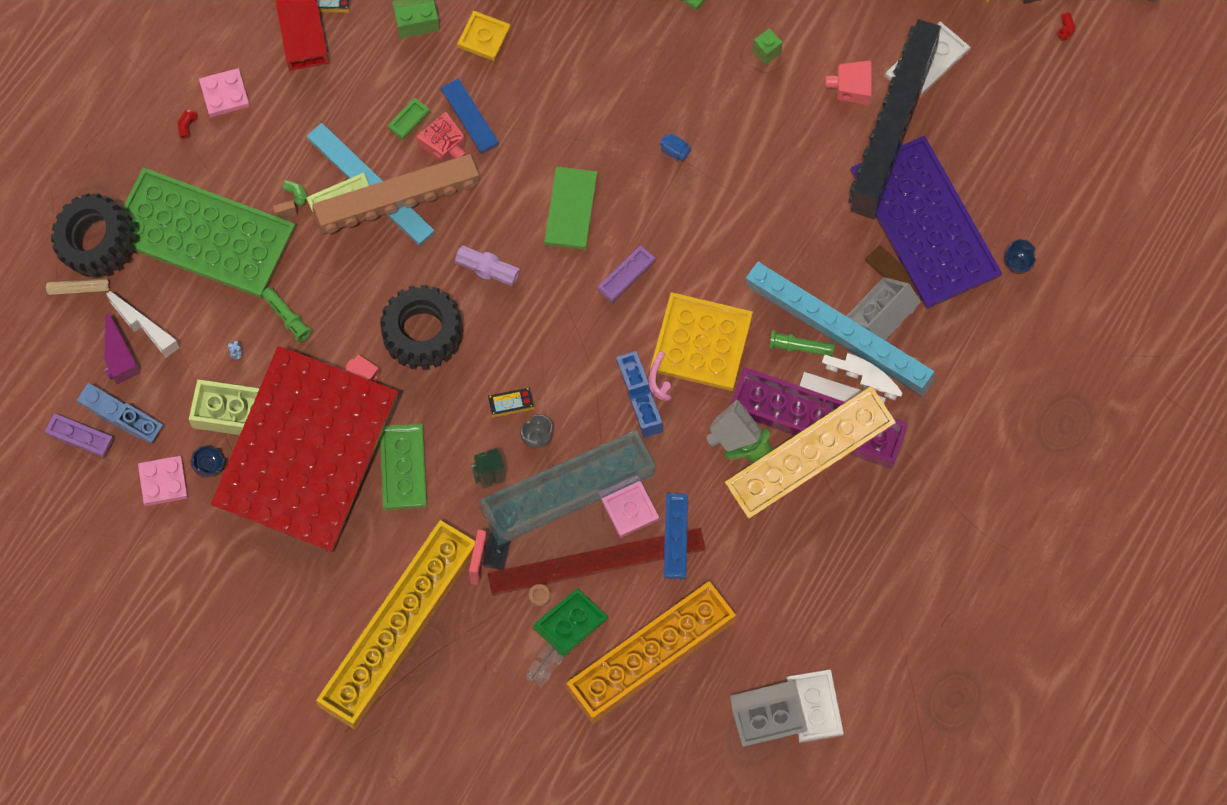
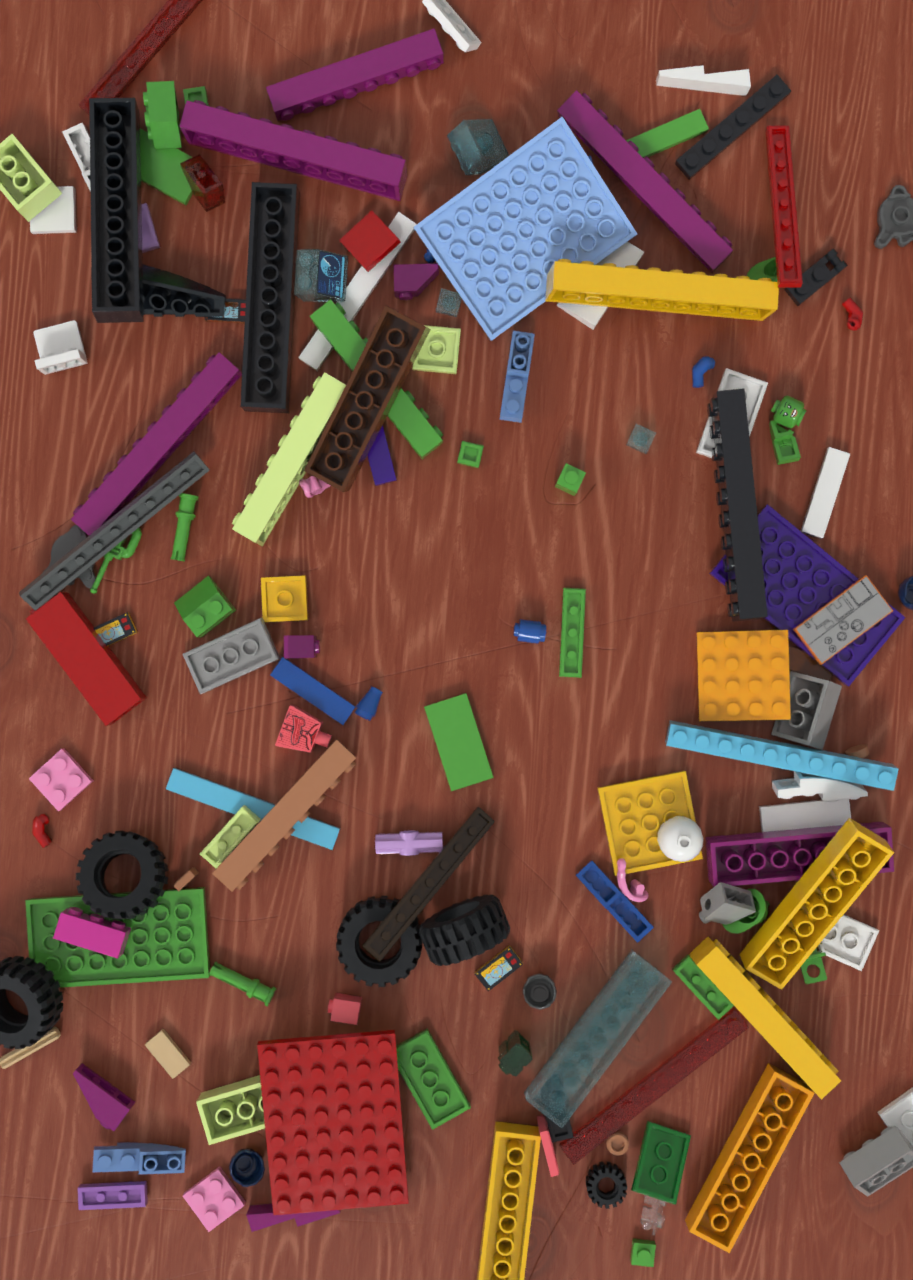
camera: 25 degrees left, 20 degrees up
(136, 320) = (99, 1057): white slope -> none
(186, 211) = (92, 932): none -> dark pink brick
(190, 344) = (168, 1053): none -> tan tile
(233, 523) = (262, 1216): none -> magenta slope
(235, 350) = (214, 1041): light blue piece -> none
(241, 197) = (94, 867): none -> black tyre
(298, 191) = (188, 850): bright green arm -> none
(408, 119) = (255, 722): bright green tile -> none
(417, 58) = (231, 656): none -> light grey tile
(478, 73) = (301, 646): none -> magenta slope
(487, 294) = (428, 884): none -> dark brown tile
(499, 338) = (464, 930): none -> black tyre
(508, 146) = (369, 703): none -> blue cone
(514, 636) = (606, 1198): none -> black tyre
(514, 701) = (643, 1252): none -> bright green plate
(626, 274) = (545, 787): medium lavender plate -> none
(630, 509) = (664, 1025): bright pink plate -> none
(676, 536) = (719, 1034): blue tile -> none
(677, 483) = (702, 987): none -> bright green tile
(710, 166) = (572, 632): none -> bright green tile
(721, 359) = (680, 838): none -> white cylinder
(722, 536) = (766, 1019): none -> yellow brick
(789, 514) = (814, 959): none -> bright green bracket
(791, 343) = (736, 784): bright green pin -> none
(826, 513) = (849, 942): none -> white tile
(840, 259) = (743, 675): none -> light orange plate
(842, 43) = (641, 439): none -> clear light blue plate
(852, 82) = (671, 478): coral torso -> none
(917, 13) = (702, 366): none -> blue arm
(946, 249) = (843, 619): none -> light grey tile
(962, 99) = (784, 444): none -> bright green slope
(976, 74) = (788, 411): none -> bright green head
(979, 151) = (825, 492): none -> white tile

